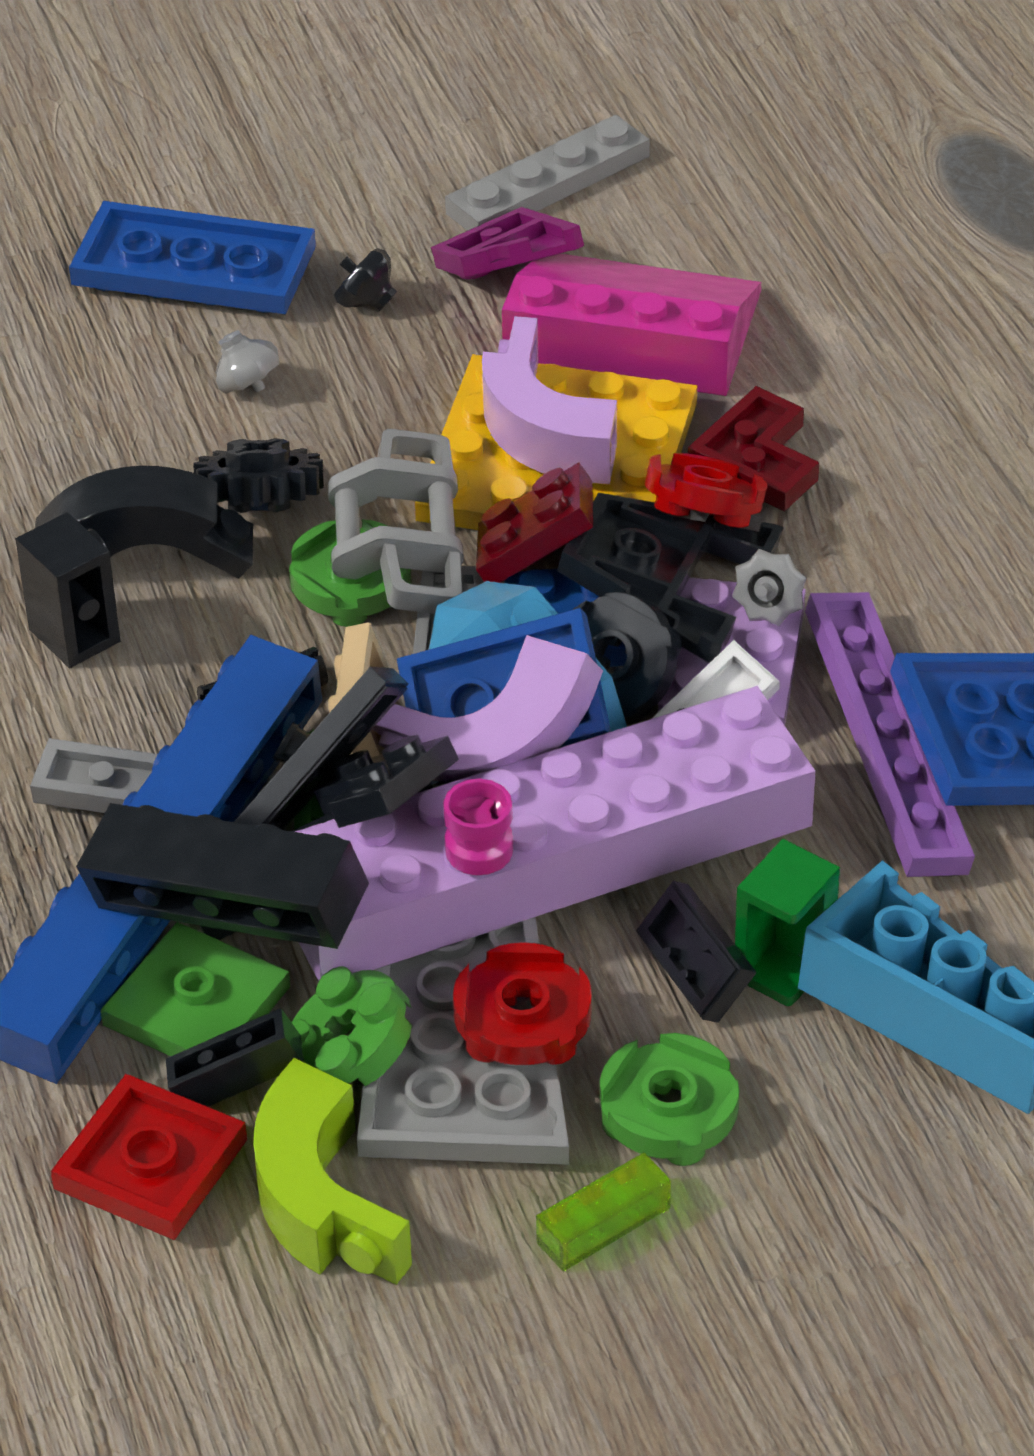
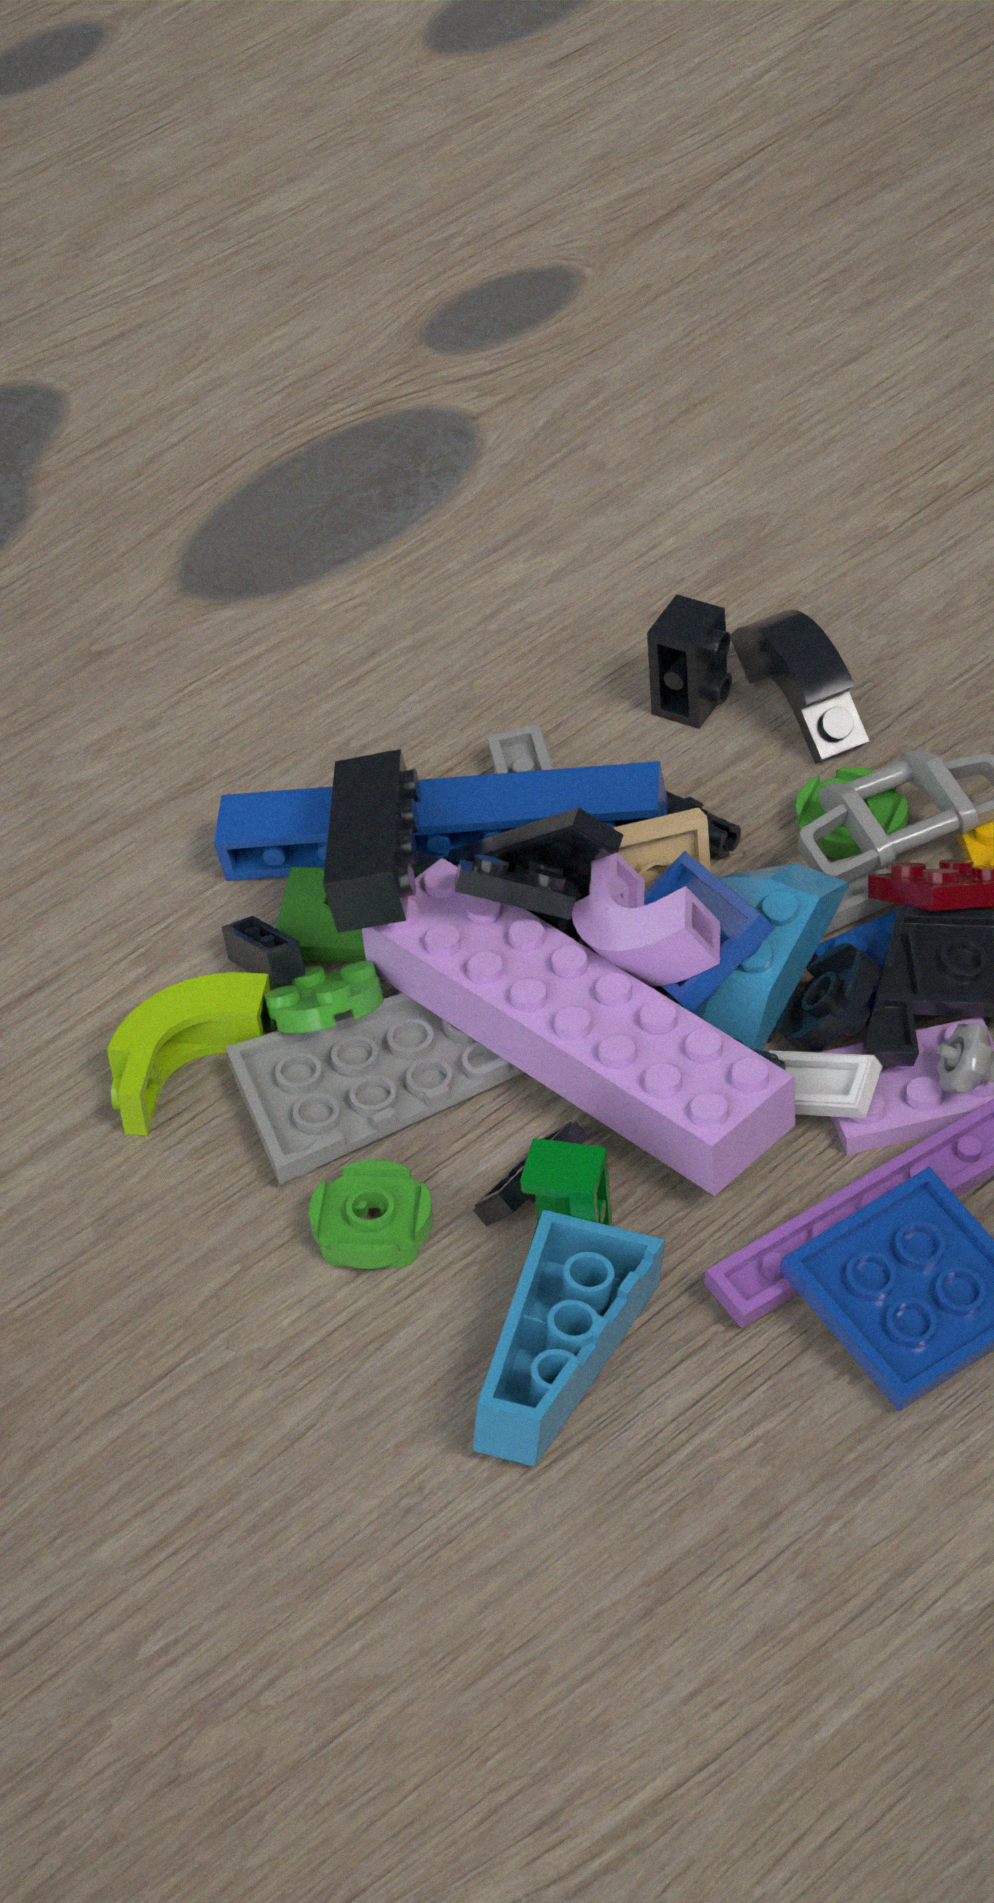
camera: 70 degrees right, 0 degrees up
(149, 1156) = (161, 944): red plate -> none
(262, 474) = (910, 714): black gear -> none
(478, 826) = (484, 961): dark pink wheel -> none
(528, 1036) = (393, 1107): red plate -> none
(603, 1211) = (236, 1218): clear neon green piece -> none

